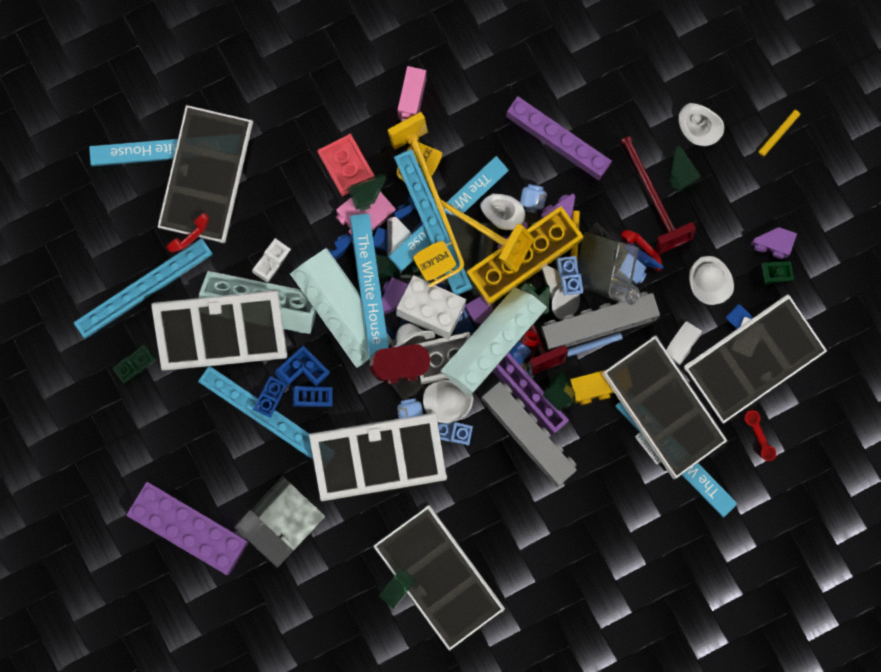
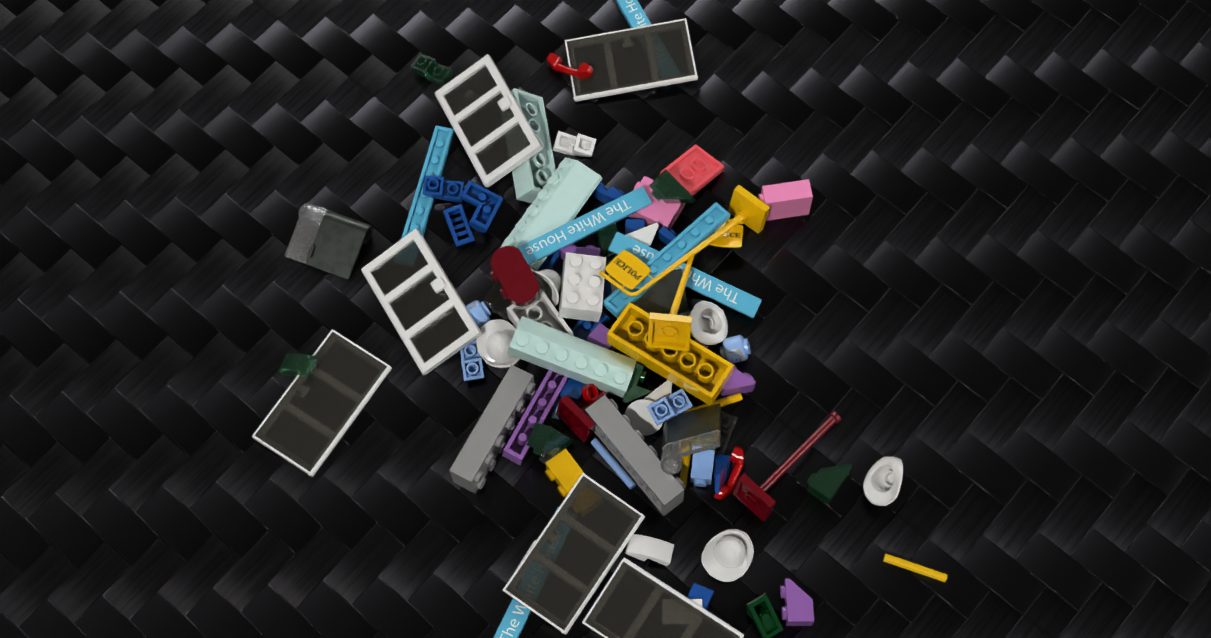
camera: 75 degrees right, 15 degrees down
(143, 288) = (505, 52): medium azure tile -> none
(187, 528) = (293, 164): medium lavender brick -> none
(558, 138) = (806, 350): medium lavender brick -> none

